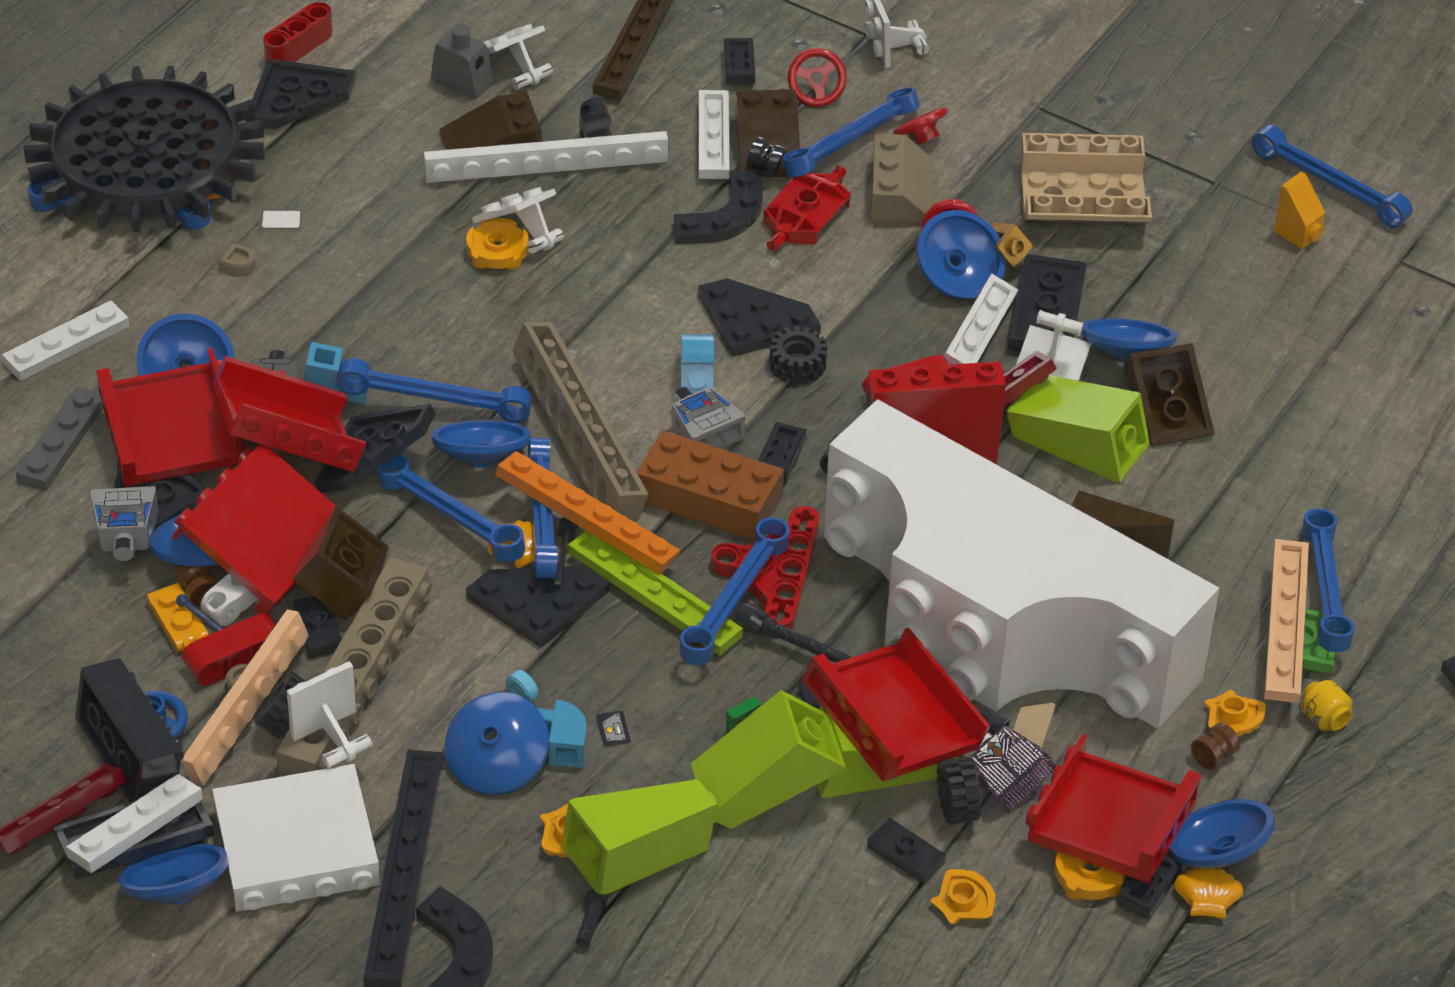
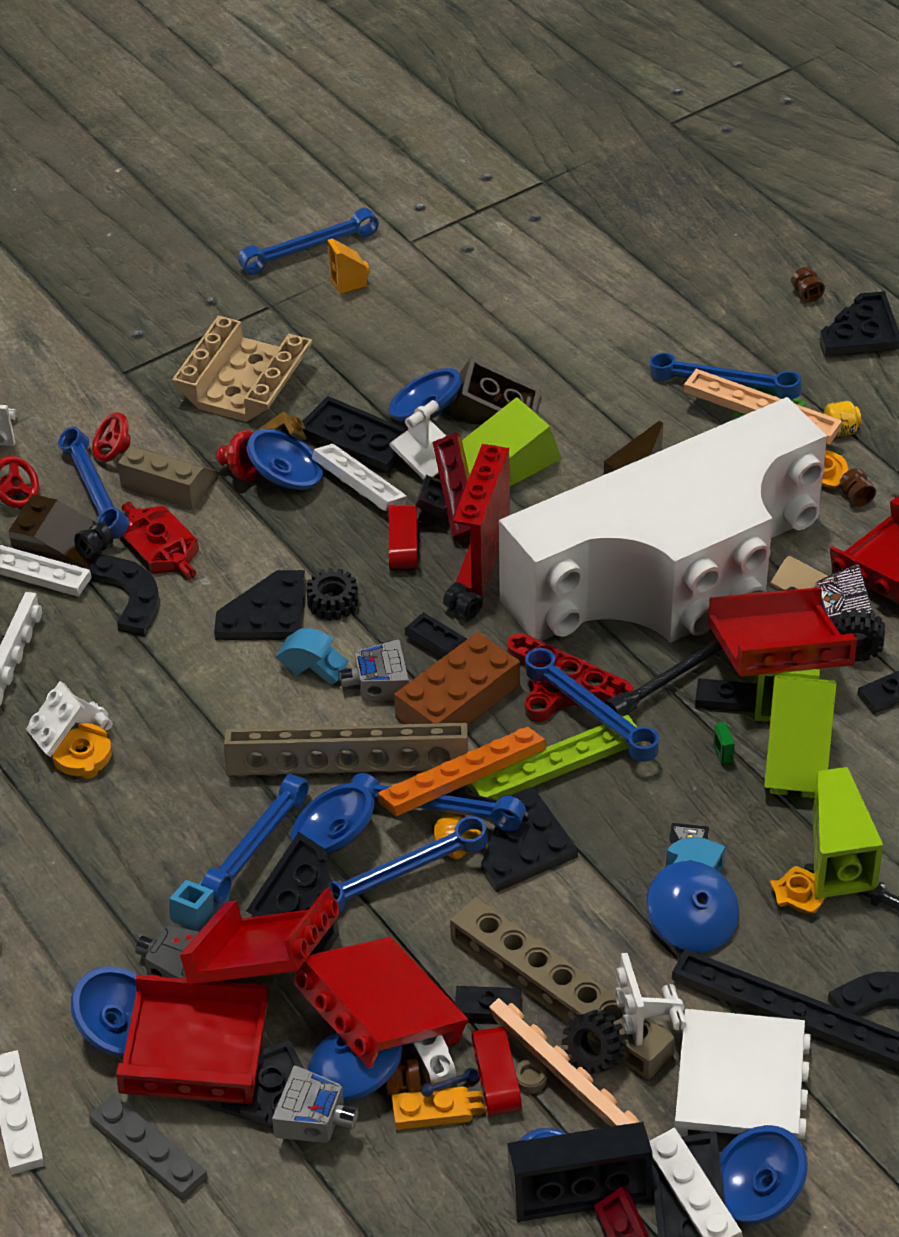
camera: 65 degrees left, 0 degrees up
(341, 564) = (446, 957): dark brown slope -> none
(522, 685) = (630, 876): medium azure tile -> none

